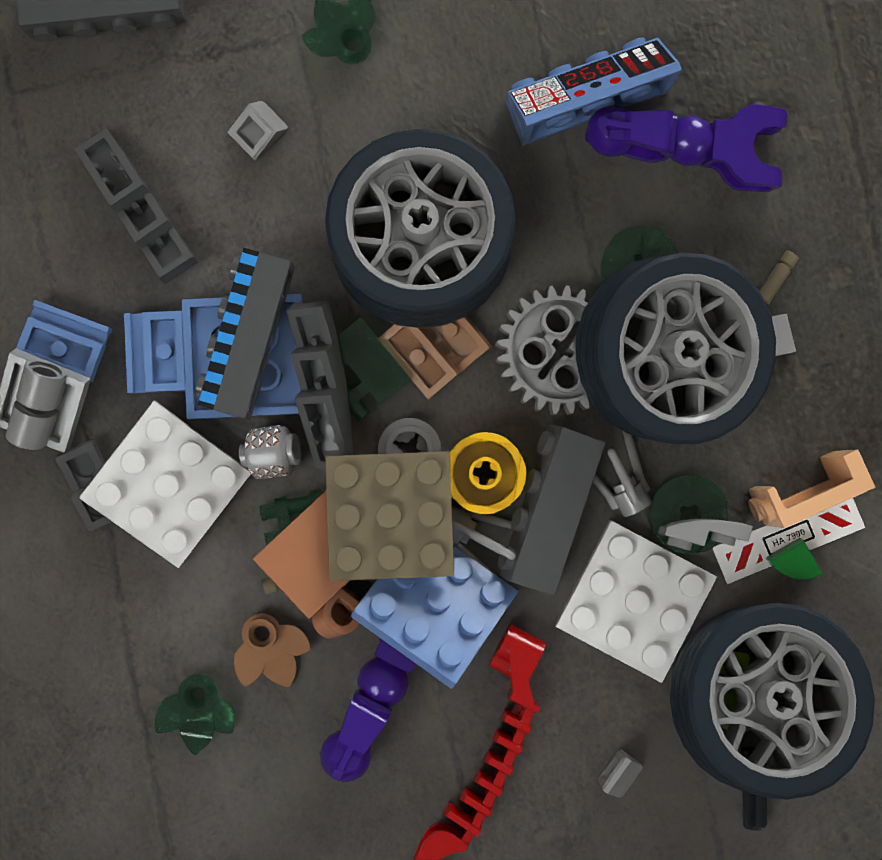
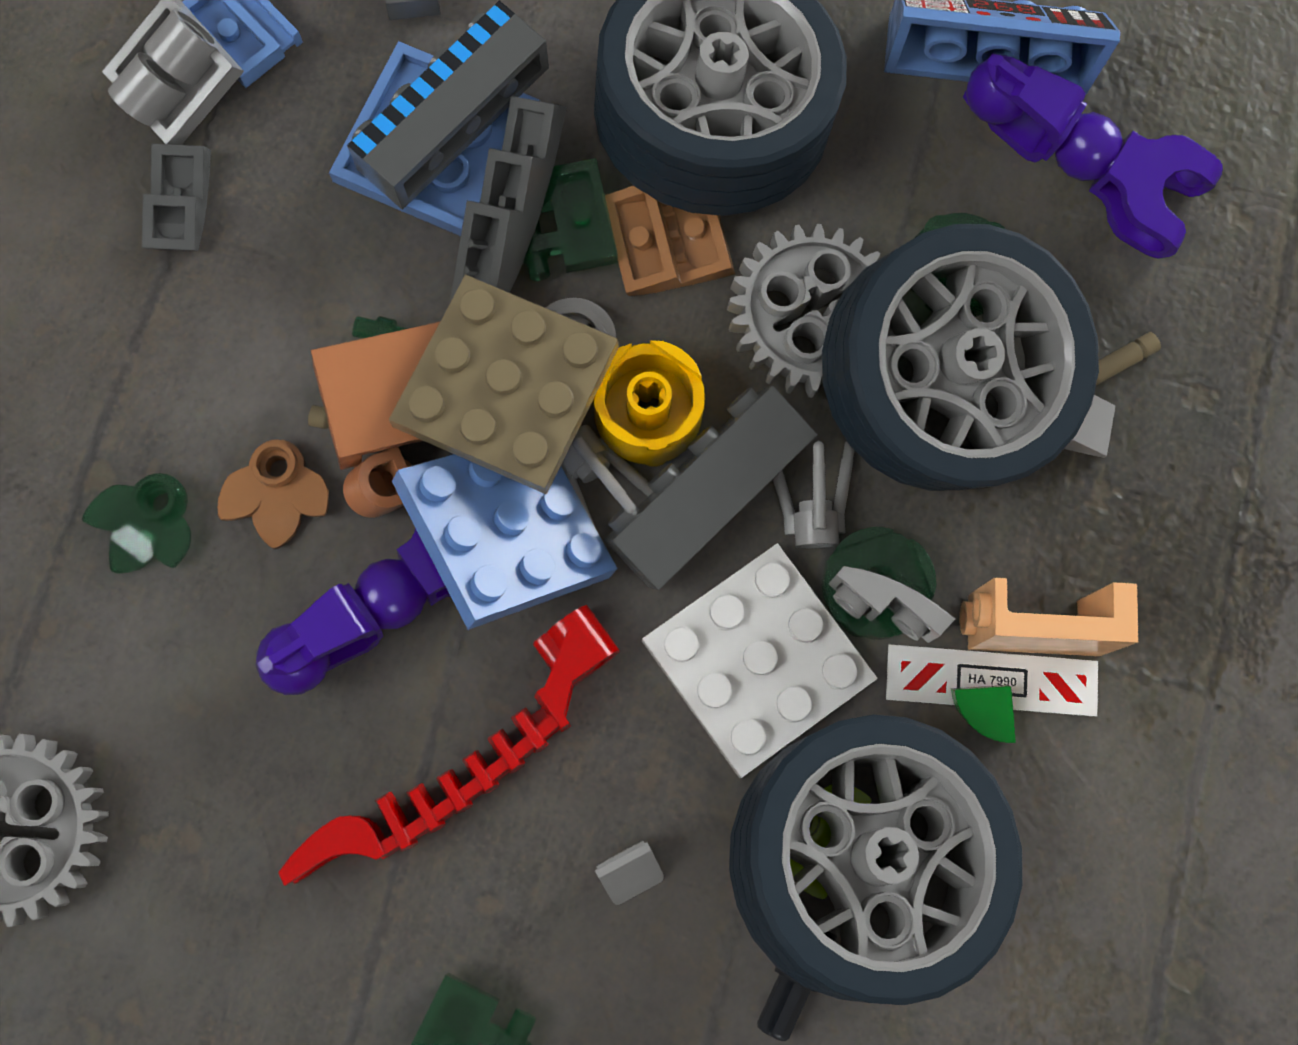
camera: 30 degrees right, 10 degrees down
(154, 352) = (333, 85): medium blue plate -> none
(165, 484) = (261, 234): white plate -> none
(270, 452) = (405, 257): light grey head -> none

